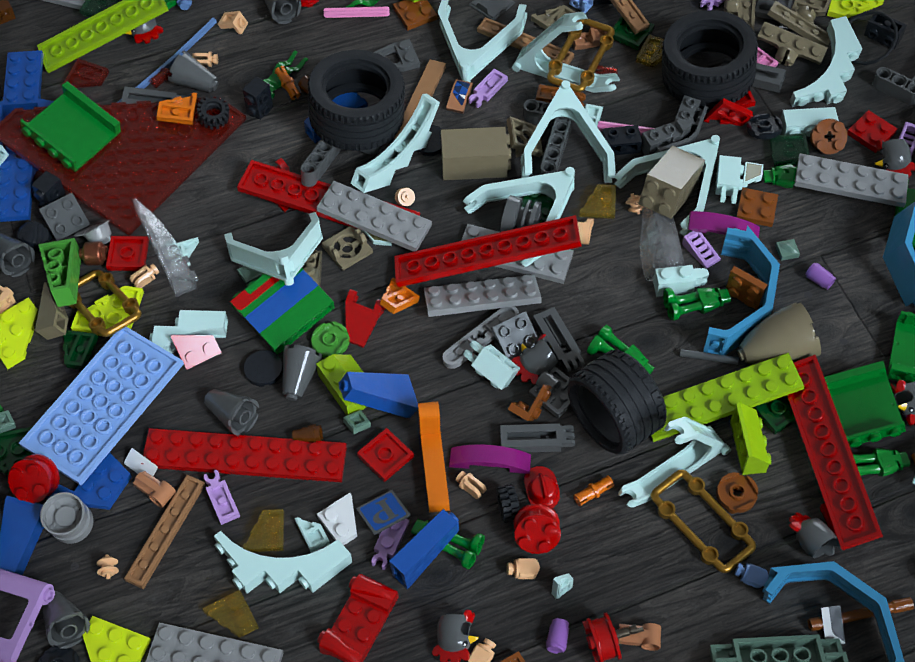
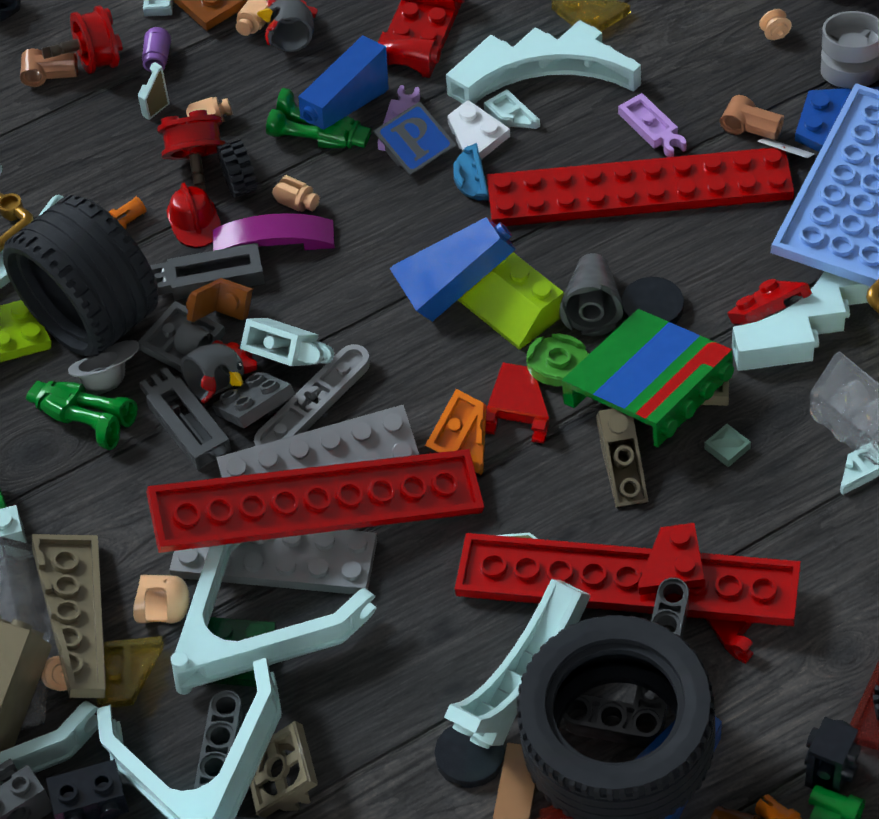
camera: 175 degrees right, 5 degrees down
(164, 532) = (716, 84): medium nougat tile -> none
(233, 410) = (679, 223): dark grey cone -> none
(267, 533) = (572, 96): clear yellow wing -> none
(282, 263) = (656, 375): light aqua piece -> none
(302, 196) = (673, 556): none -> red wing
(309, 433) = (549, 220): reddish brown cone -> none
(345, 263) = (593, 497): dark tan piece -> none
(352, 480) = (470, 175): none -> dark azure plate
(374, 216) = (534, 554): light grey plate -> none
(385, 454) = (429, 213): red plate -> none
(404, 196) = (491, 618): light nougat wheel -> none
(433, 457) = (358, 215): orange beam -> none
(475, 153) = (370, 707): dark tan brick -> none
(518, 216) = (260, 586): dark grey wheel -> none
(627, 240) = (72, 595): none -> dark tan wing

